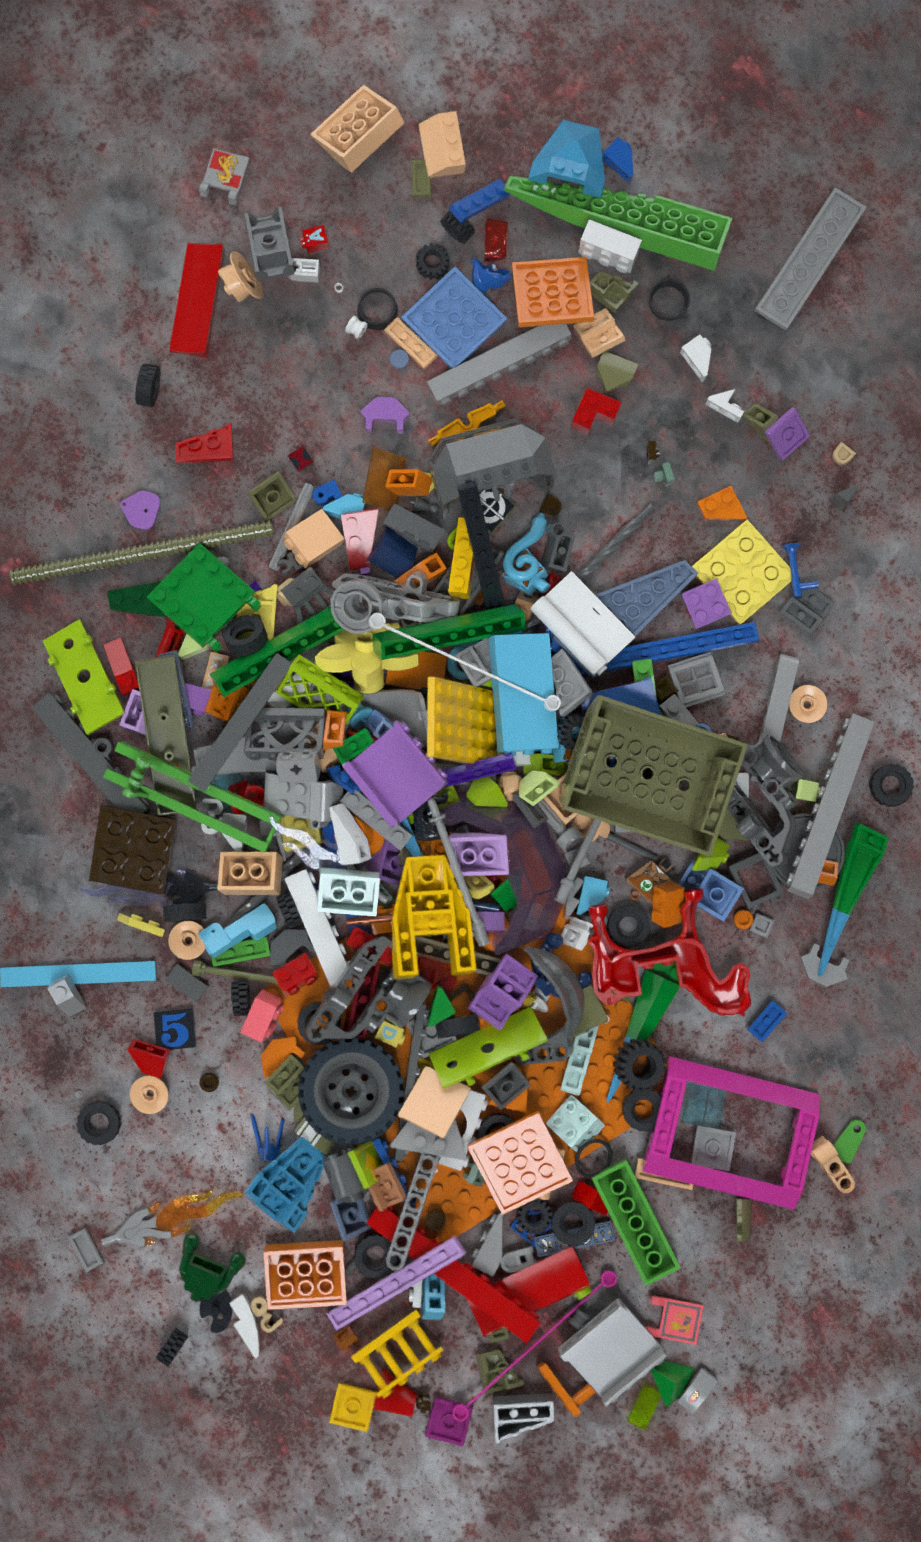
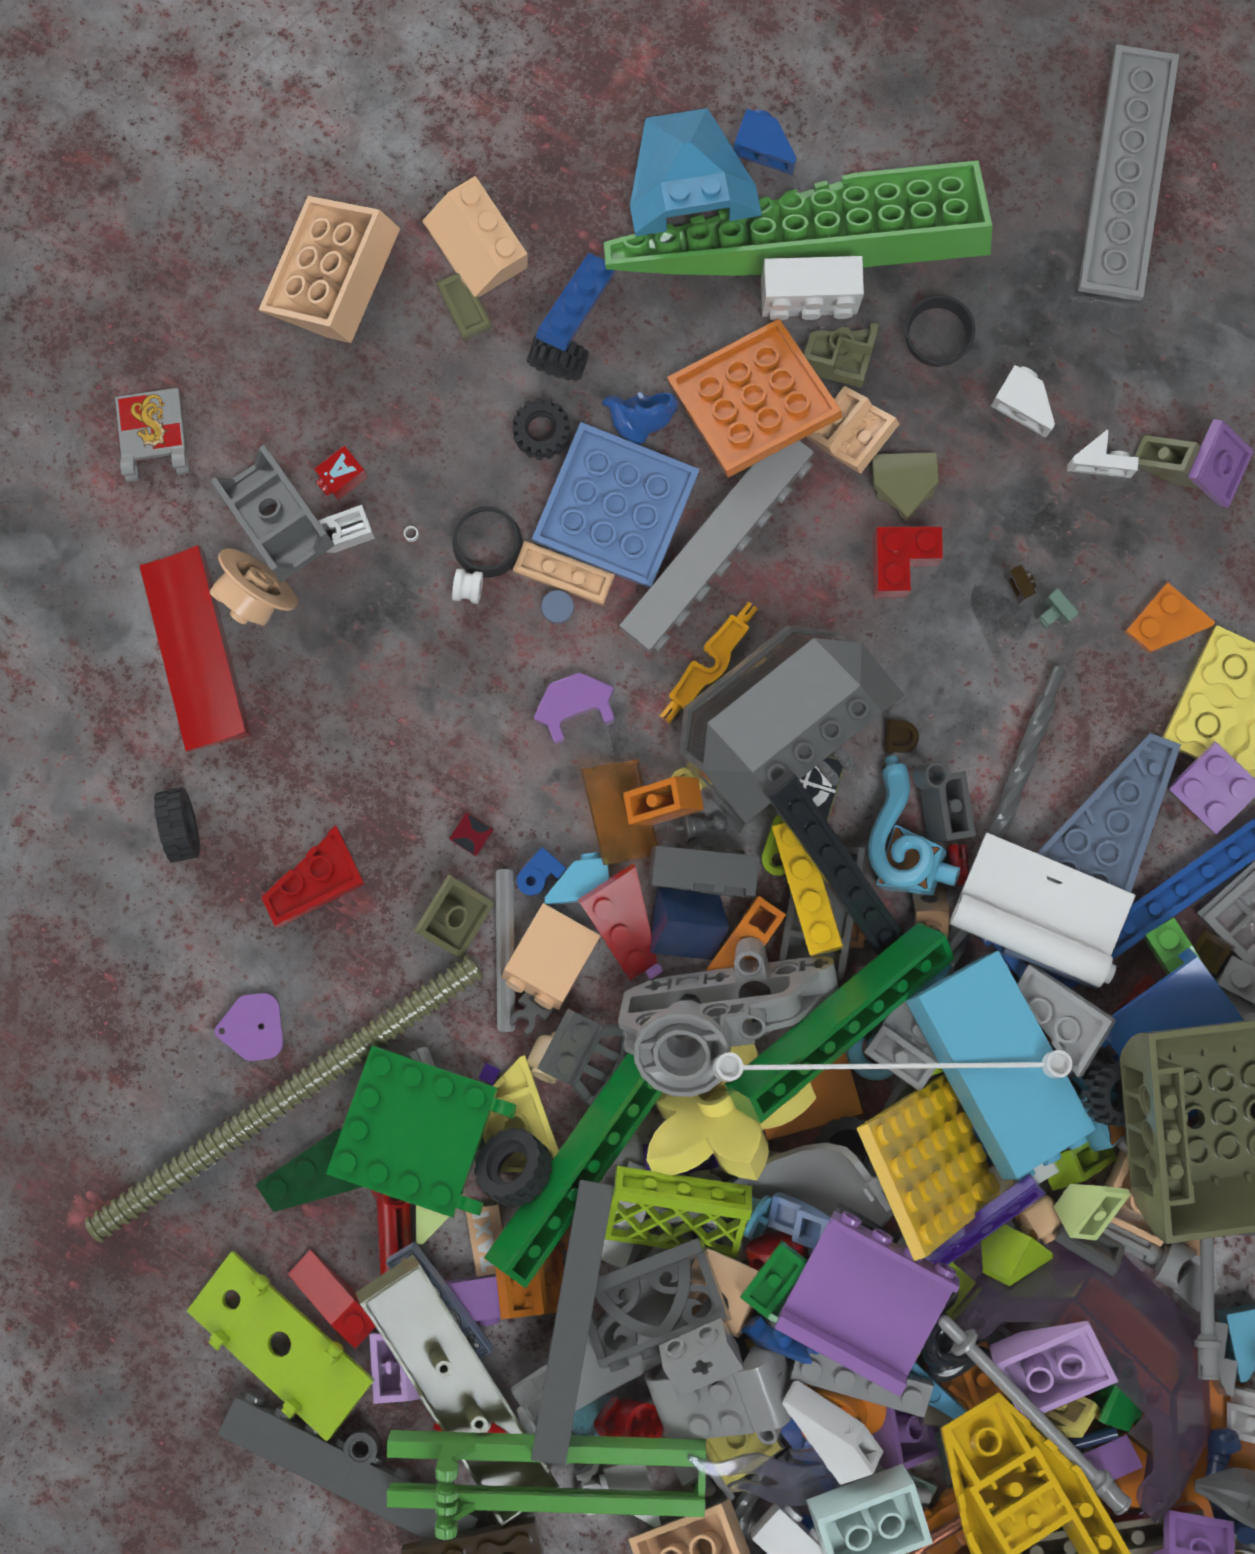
camera: 20 degrees left, 0 degrees up
(334, 729) = (729, 1264): orange slope -> none
(495, 241) = (627, 354): clear red piece -> none

